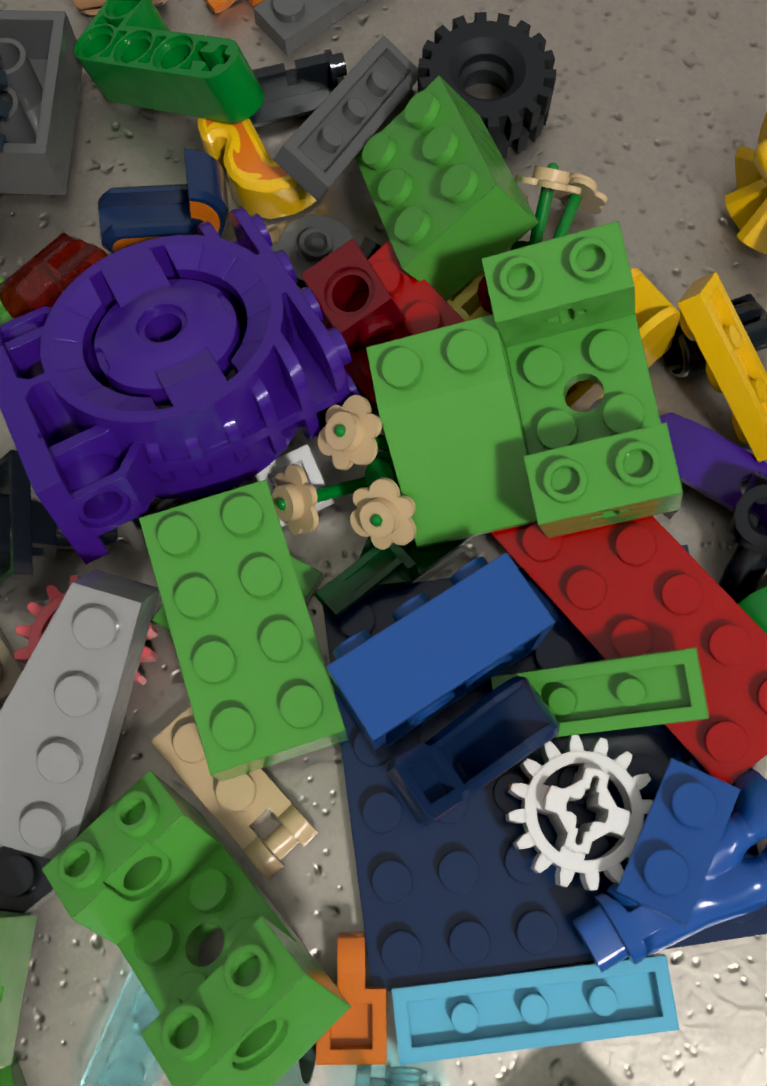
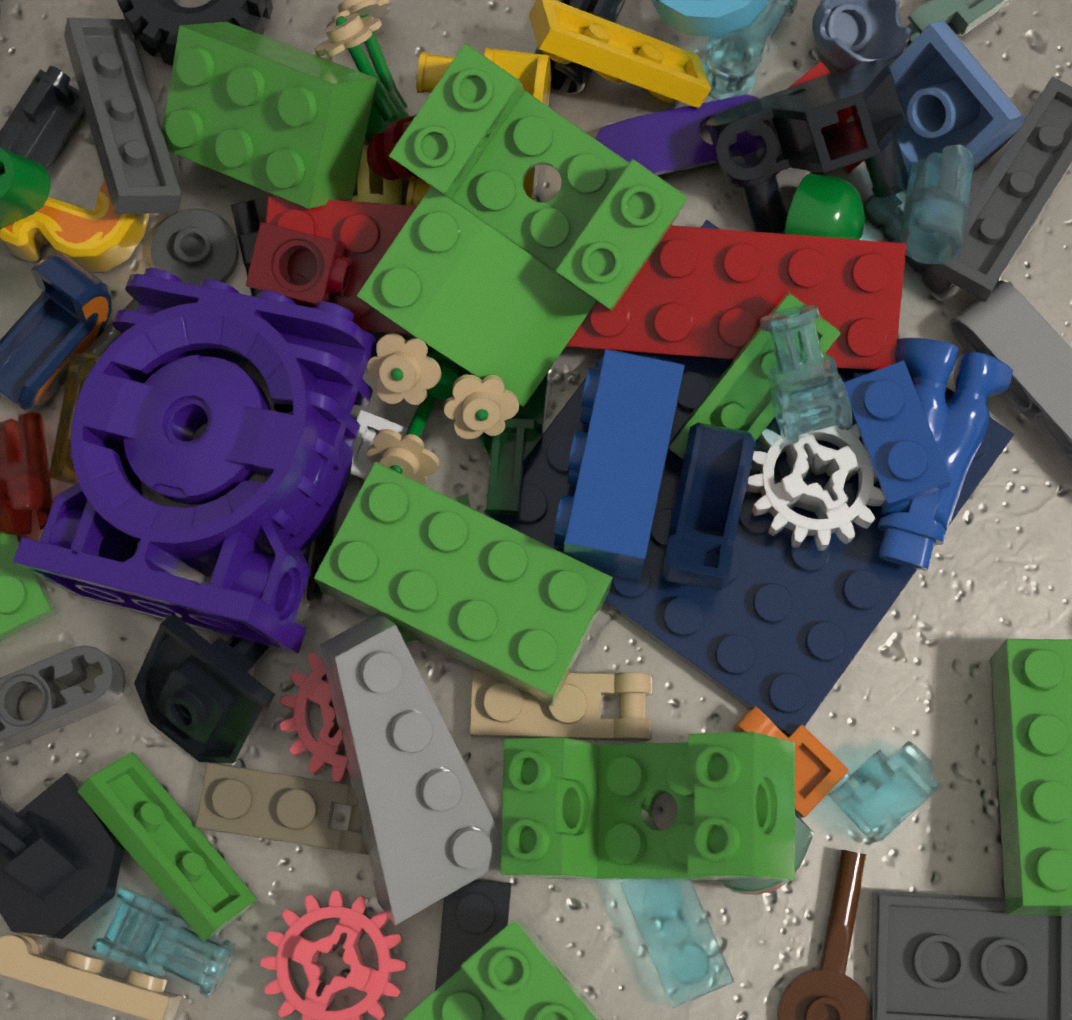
camera: 45 degrees left, 5 degrees up
(533, 1009) = (906, 642): medium azure plate -> none
(639, 733) = (805, 382): none -> clear light blue connector

